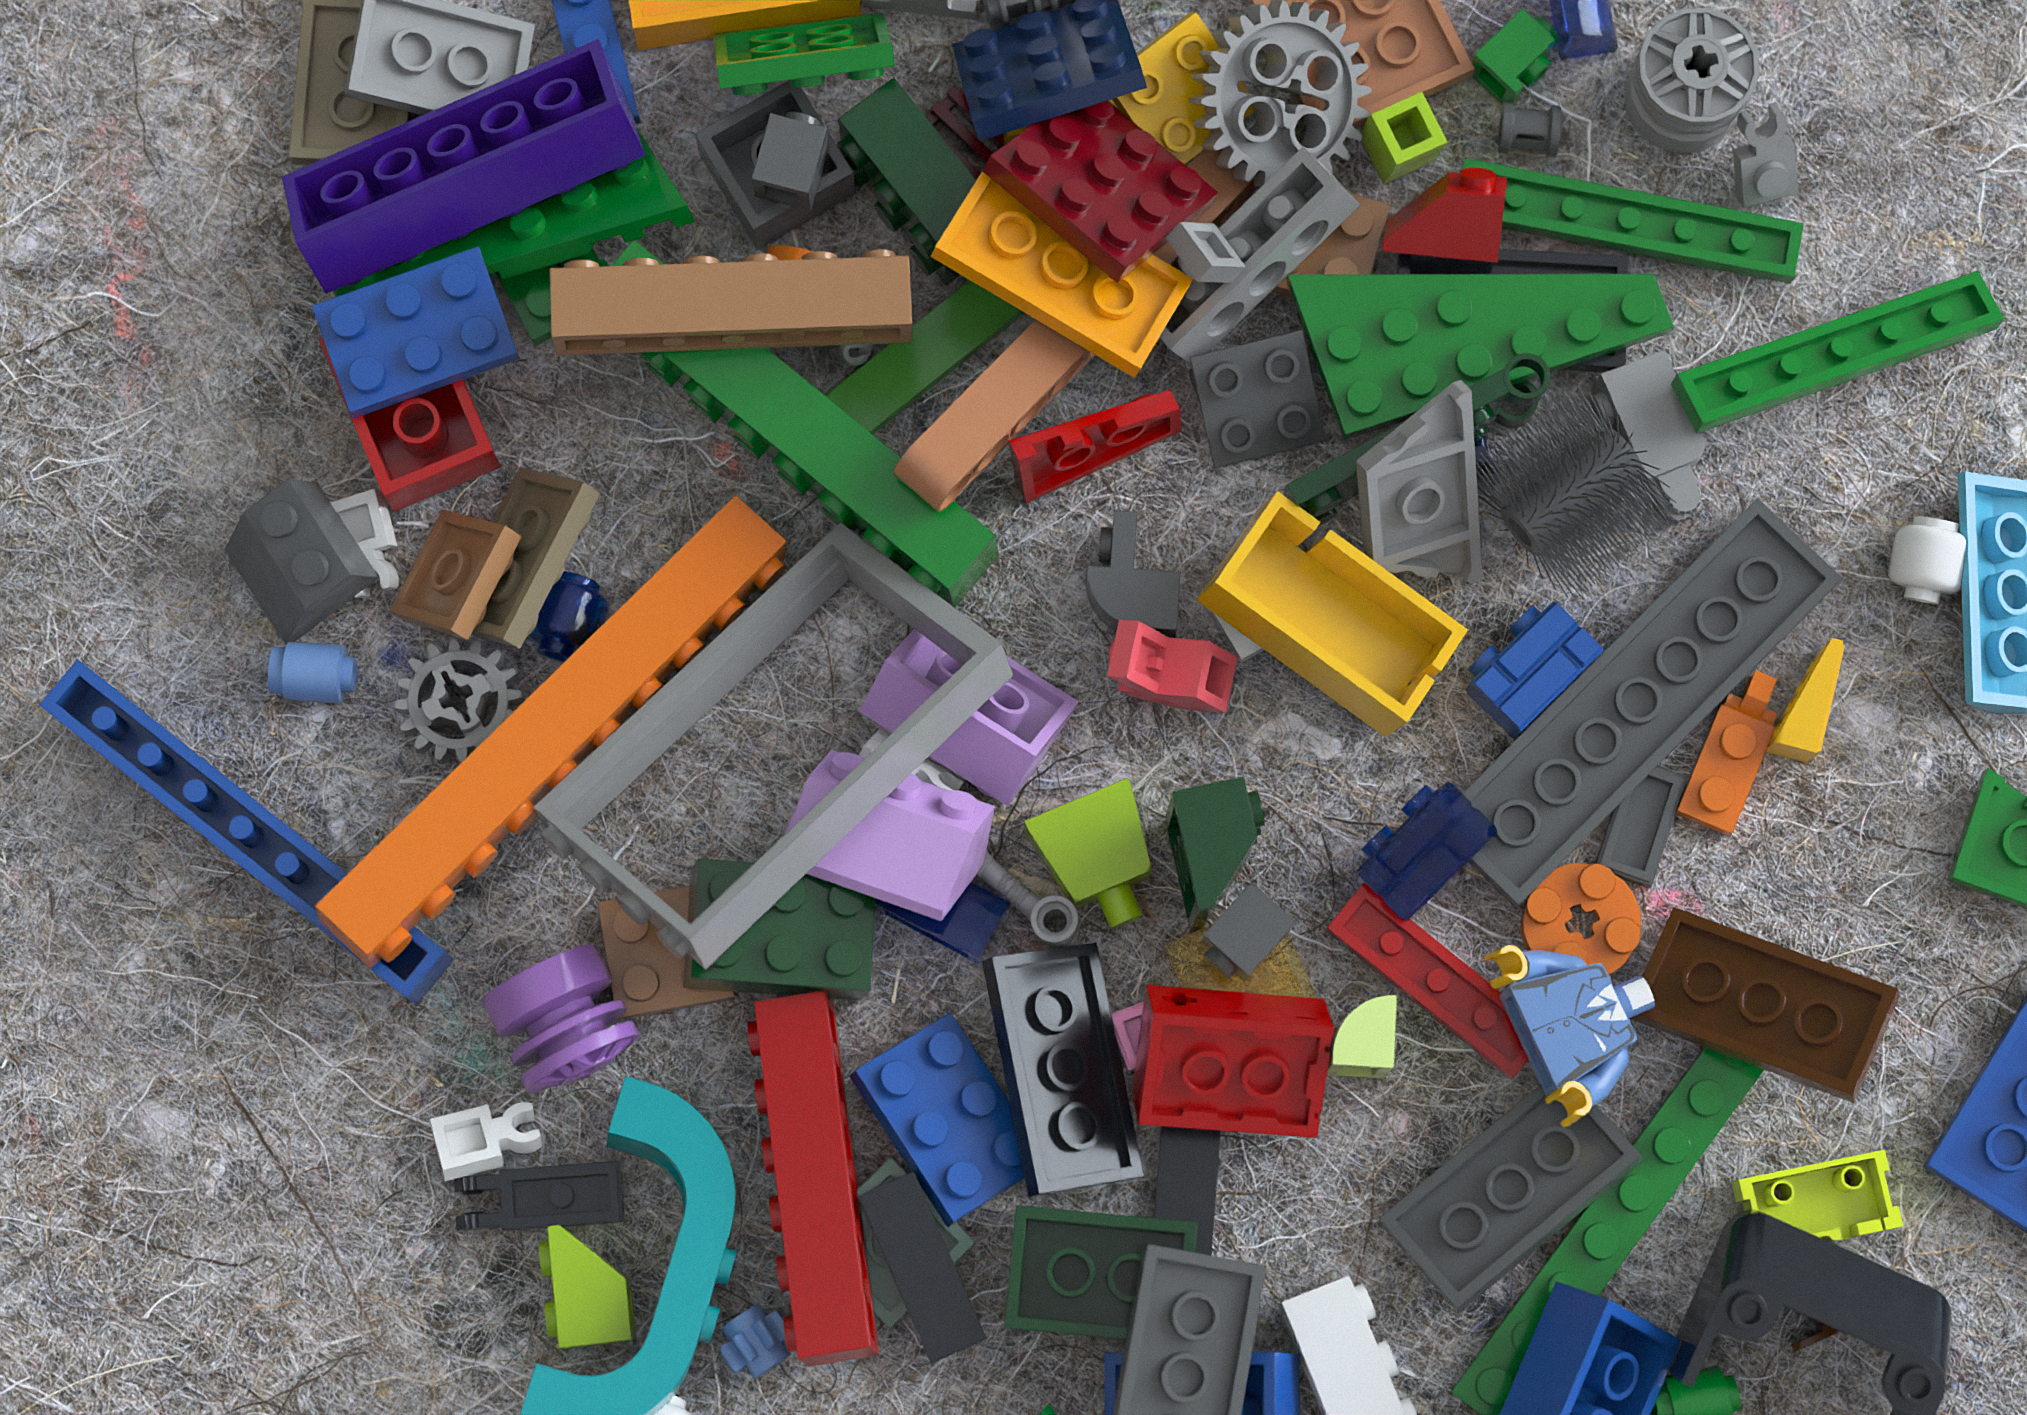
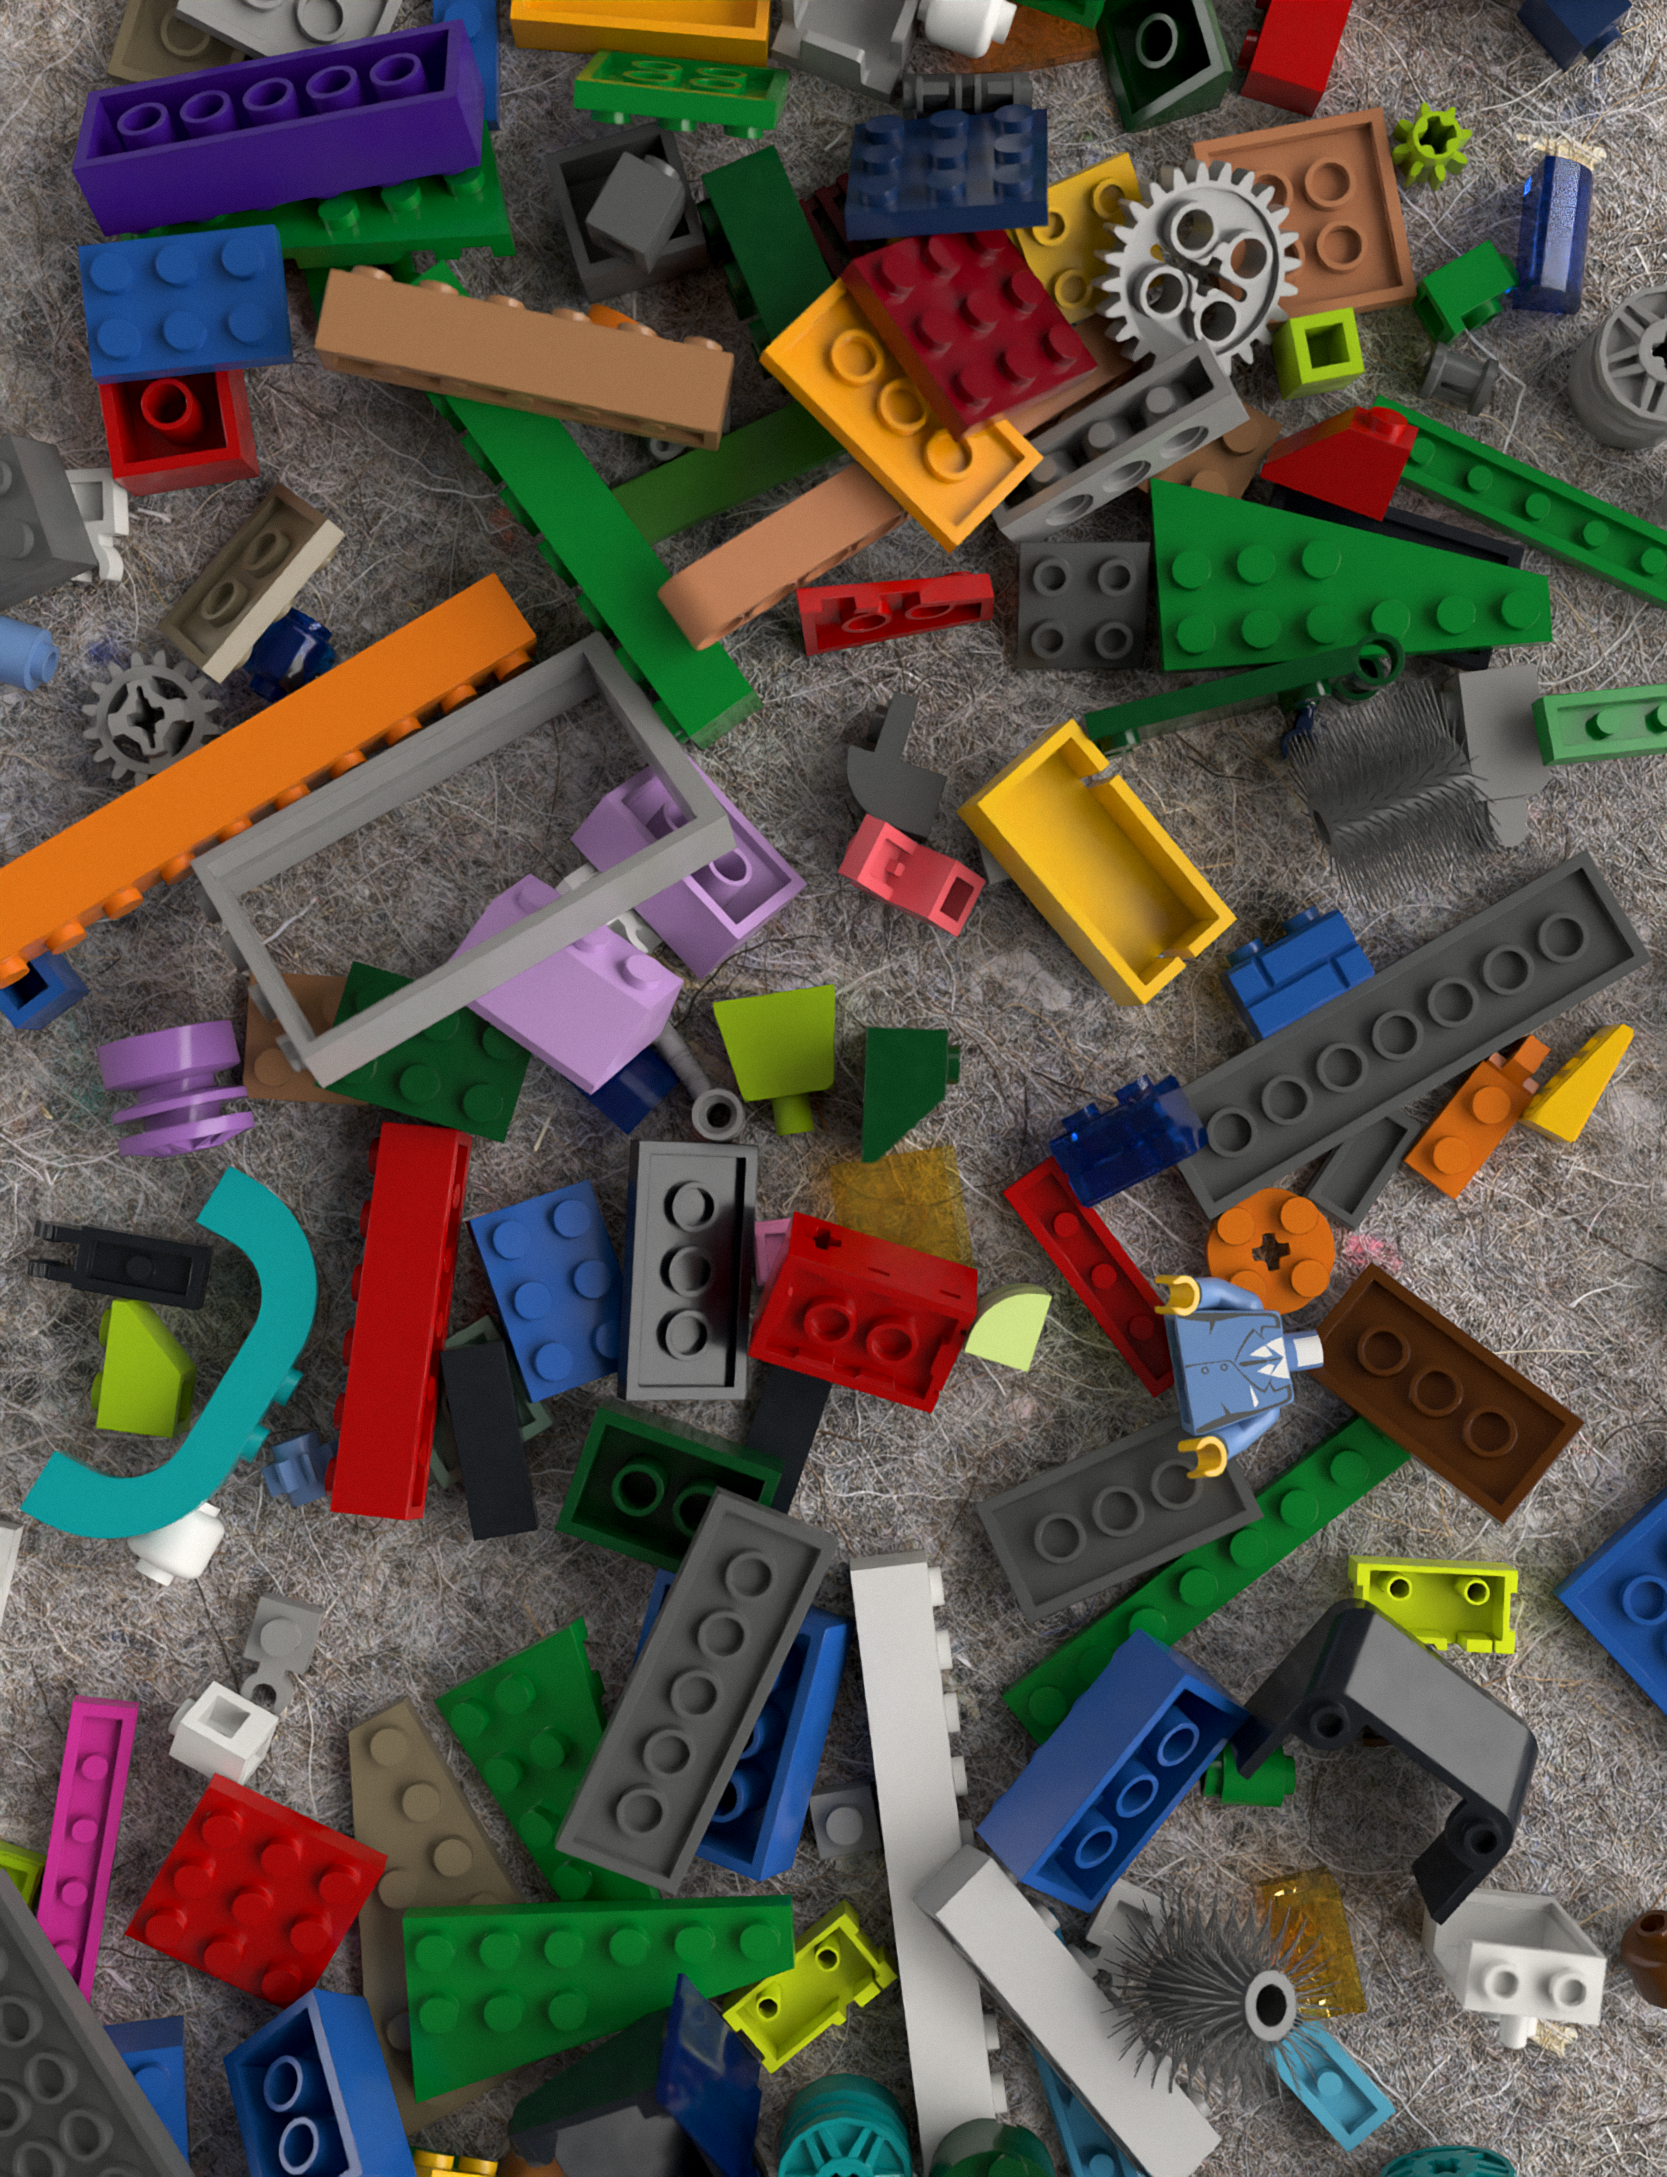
camera: 15 degrees right, 10 degrees up
(456, 574) = (178, 584): medium nougat plate -> none
(473, 1141) = (65, 1185): white plate -> none
(1205, 253) = (1063, 431): light grey plate -> none
(1245, 933) = (913, 1183): dark grey brick -> none
(1423, 492) = (1230, 757): light grey wing -> none

